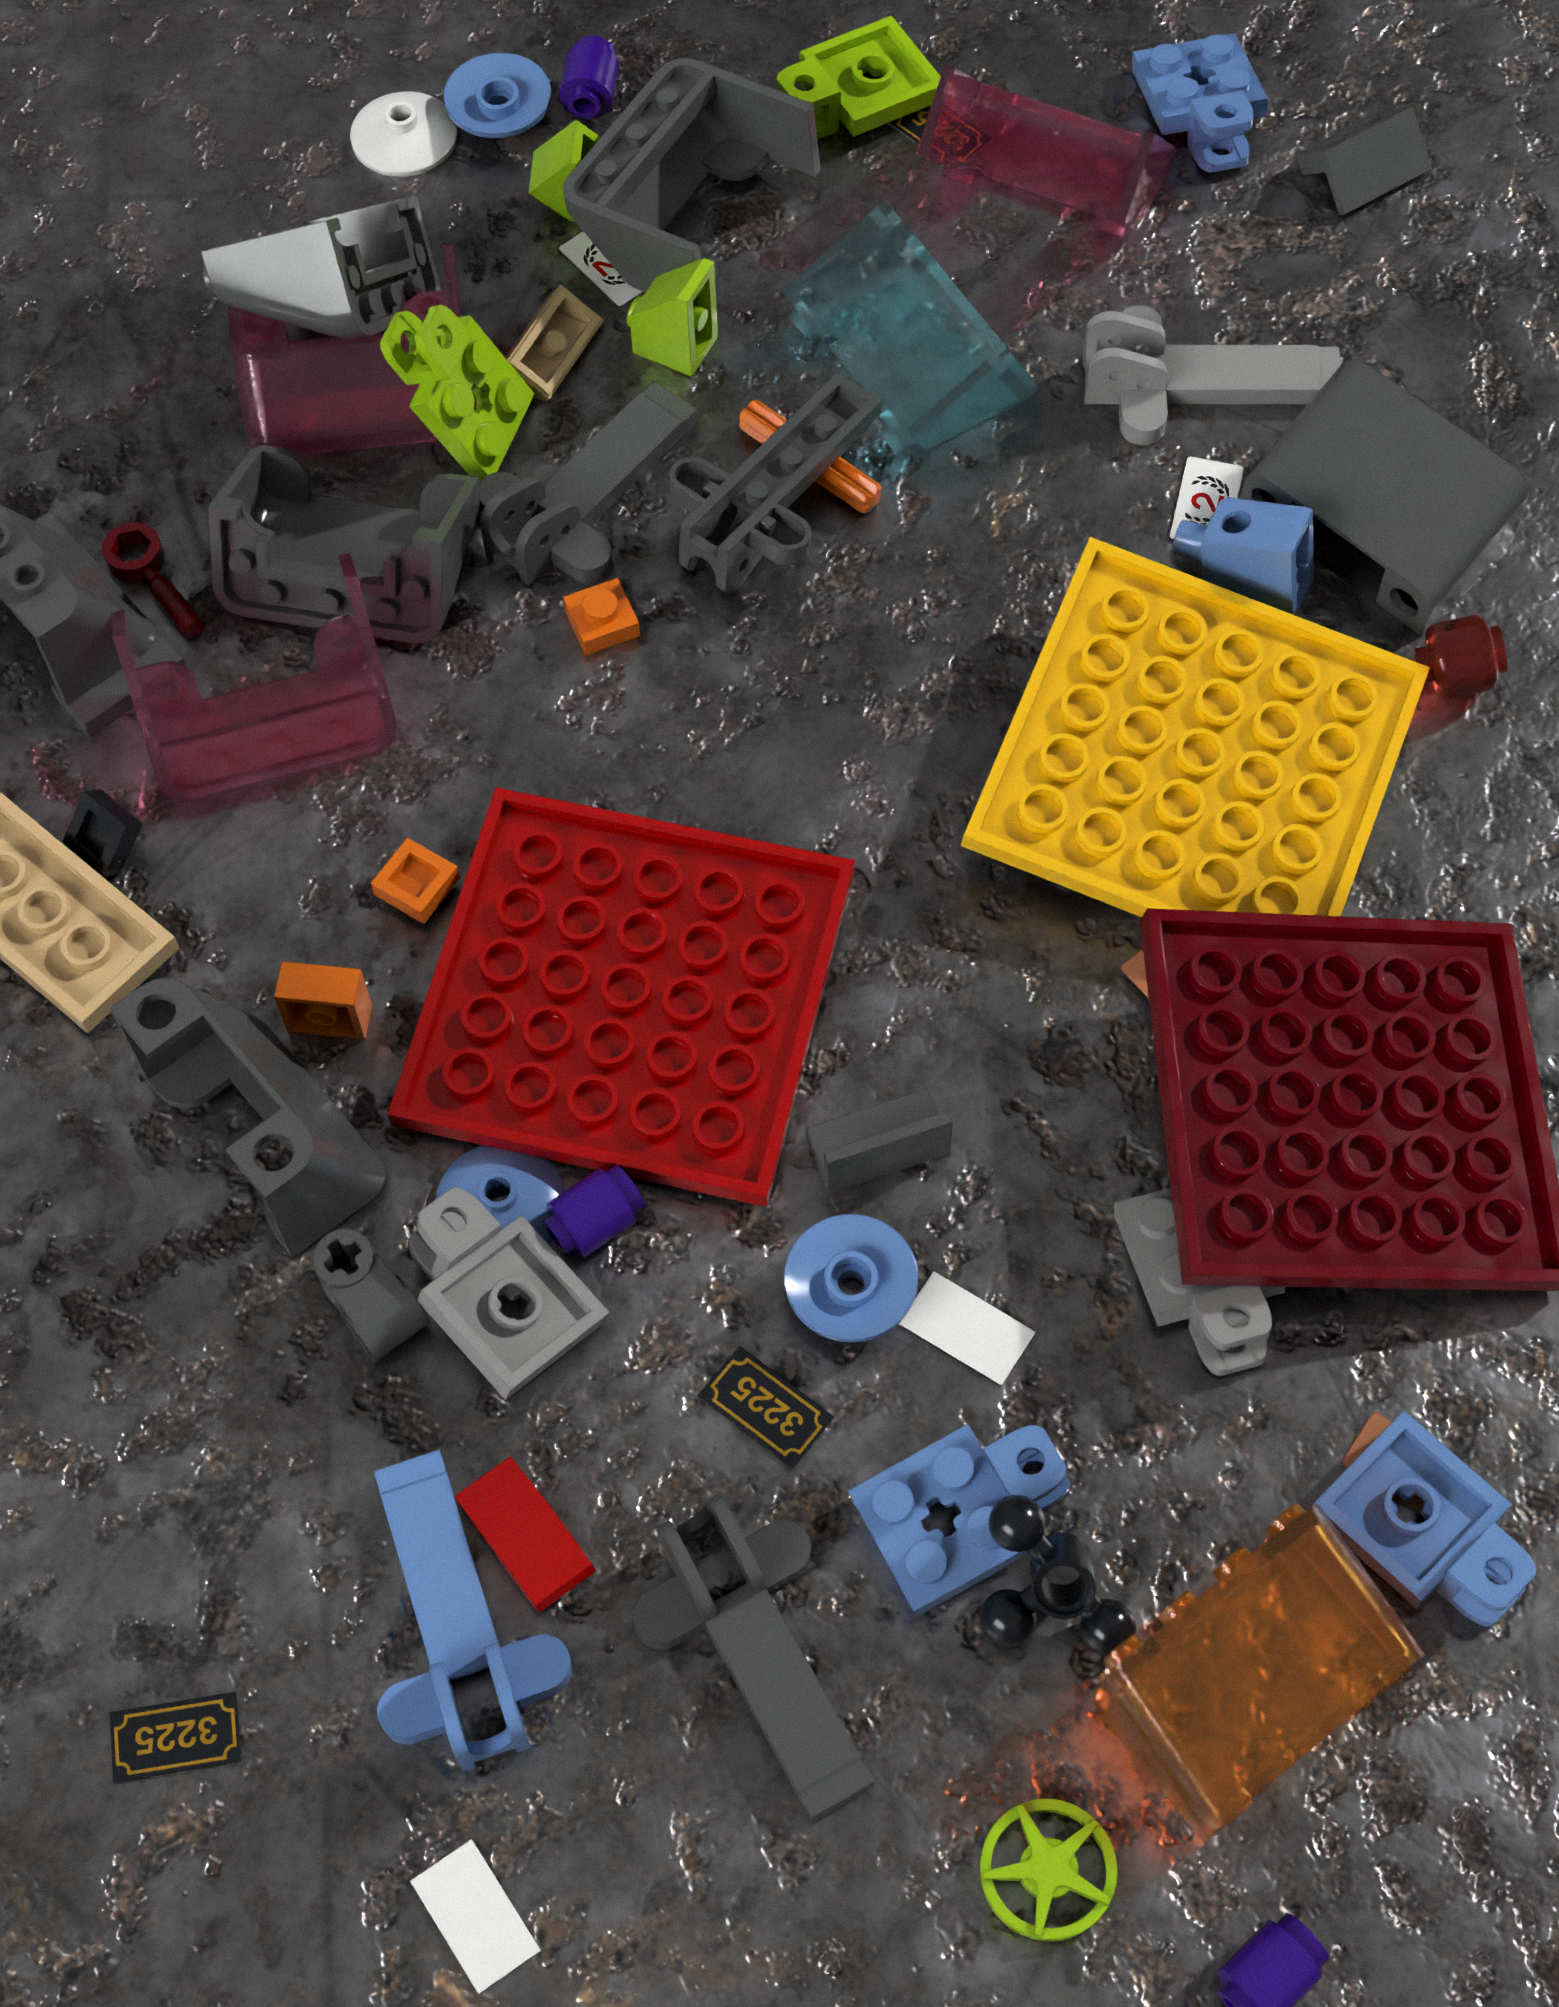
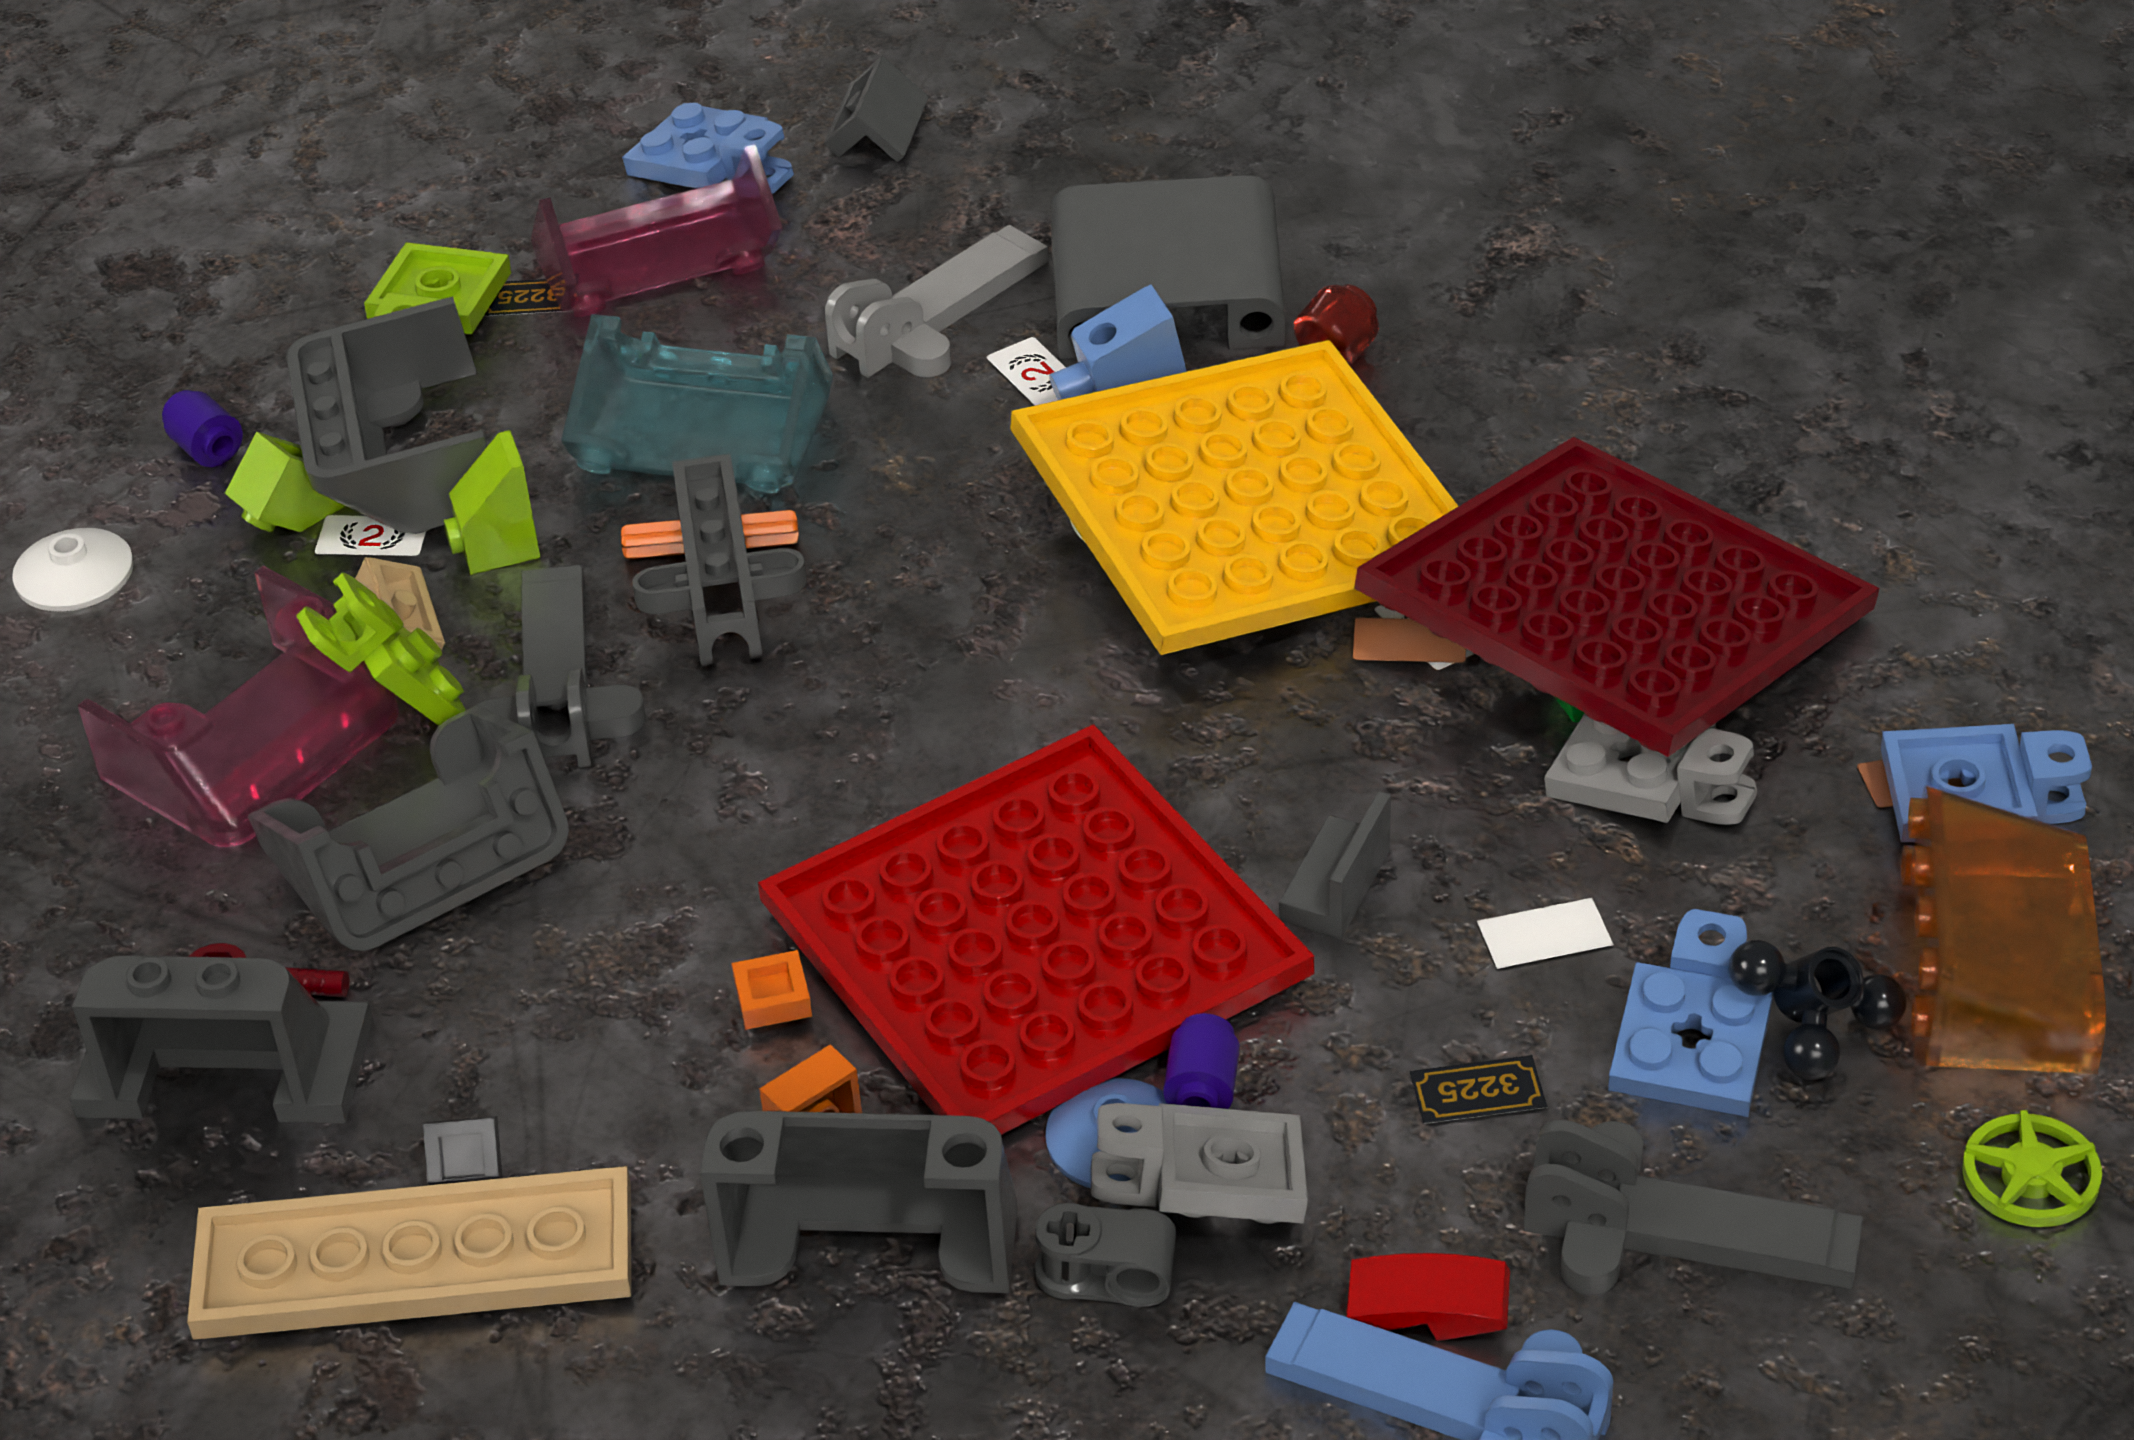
camera: 45 degrees left, 20 degrees down
(266, 729) = (546, 947): clear pink windscreen -> none
(331, 272) = (178, 641): dark grey windscreen -> none
(497, 95) = (136, 484): medium blue dish -> none
(601, 616) = (682, 737): orange plate -> none
(855, 1249) = (1437, 954): medium blue dish -> none

